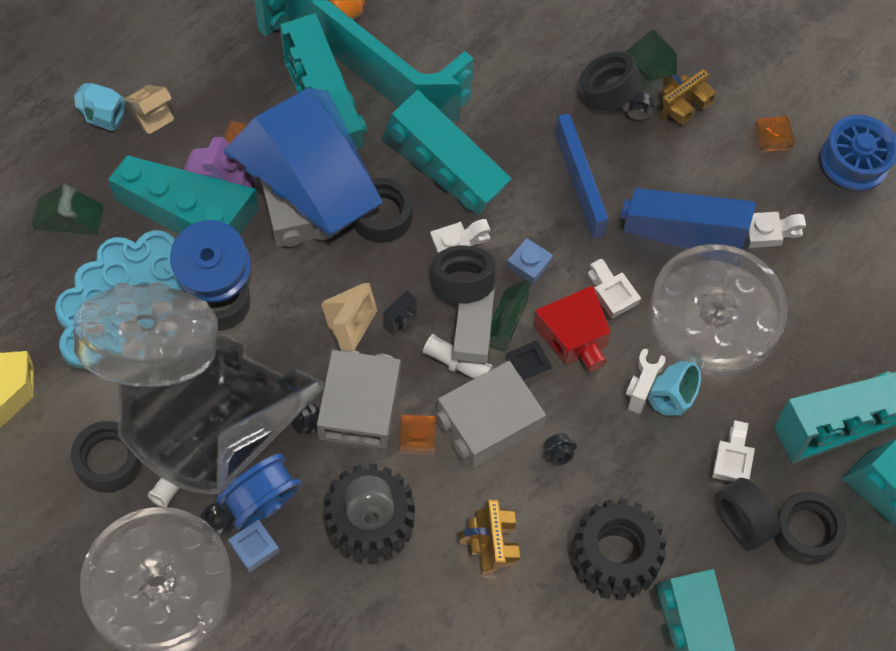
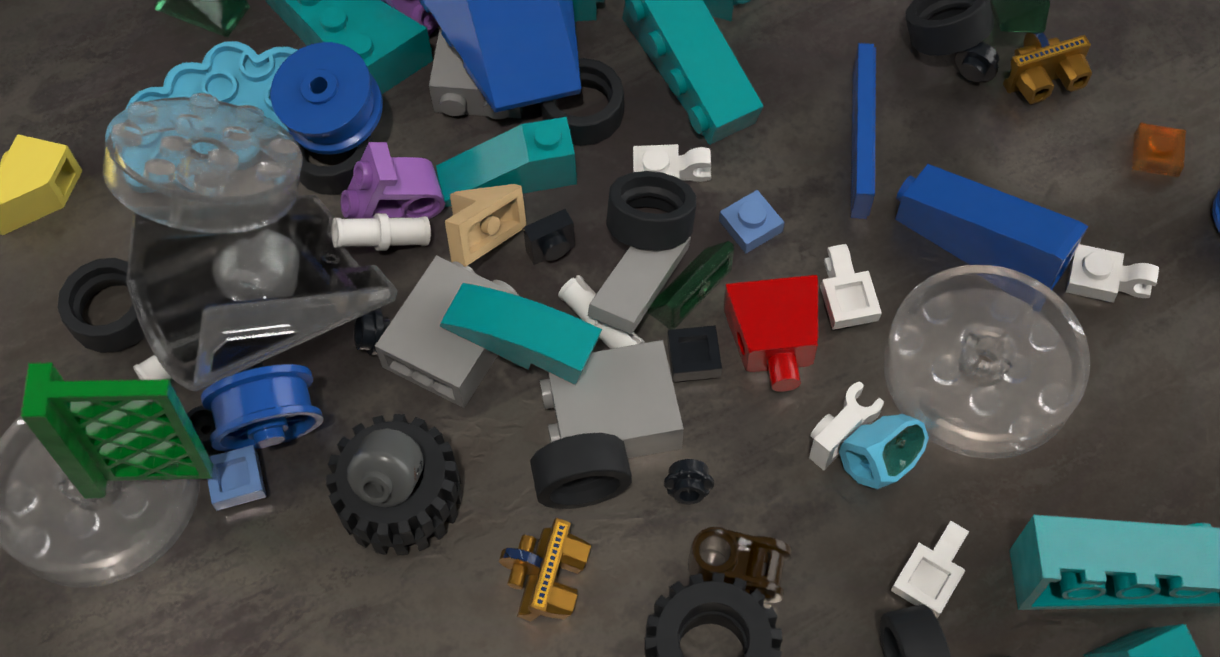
camera: 25 degrees right, 0 degrees up
(193, 533) = (112, 430): none -> green fence
(216, 399) = (258, 267): none -> clear hair
(275, 314) = (392, 186): none -> medium lavender pin
(282, 345) = (380, 231): none -> white pin
(359, 262) = (529, 155): none -> teal slope
(416, 383) = (522, 330): none -> teal slope
(417, 434) = (509, 401): clear orange plate -> none
(490, 464) = (580, 470): none -> black tyre
(613, 485) = (744, 559): none -> dark brown piece

